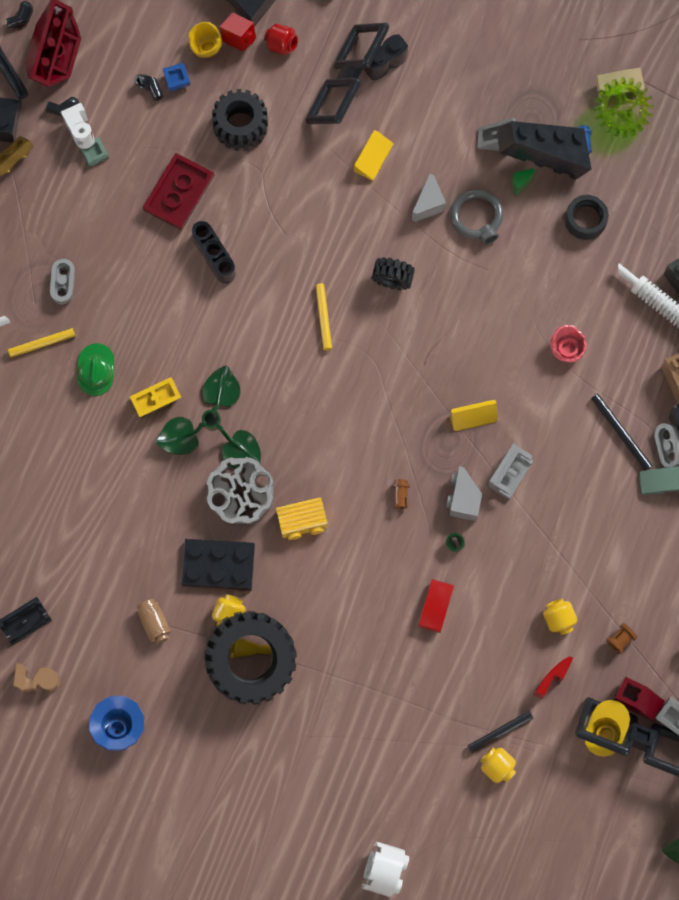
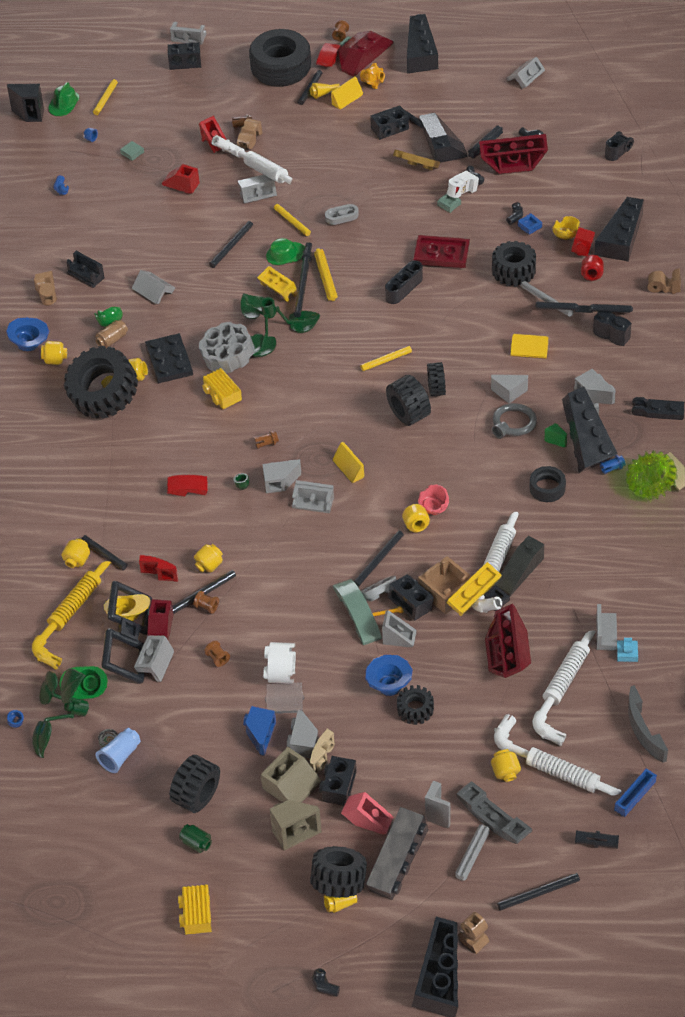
camera: 75 degrees right, 25 degrees down
(53, 430) = (231, 244): none -> black bar
(88, 546) = (151, 286): none -> light grey panel
(117, 347) = (306, 258): none -> black bar
(123, 615) = (108, 316): none -> green hair
(157, 336) = (325, 274): none -> yellow axle
(159, 701) = (53, 352): none -> yellow head
(296, 112) = (543, 296): none -> light grey bar
(420, 315) = (408, 400): none -> black tyre
(467, 113) = (596, 387): none -> light grey slope
(520, 58) = (658, 408): none -> black hinge
(580, 803) = (65, 612): none -> yellow piece
(585, 372) = (416, 518): none -> yellow head
(600, 639) = (206, 589): none -> black bar

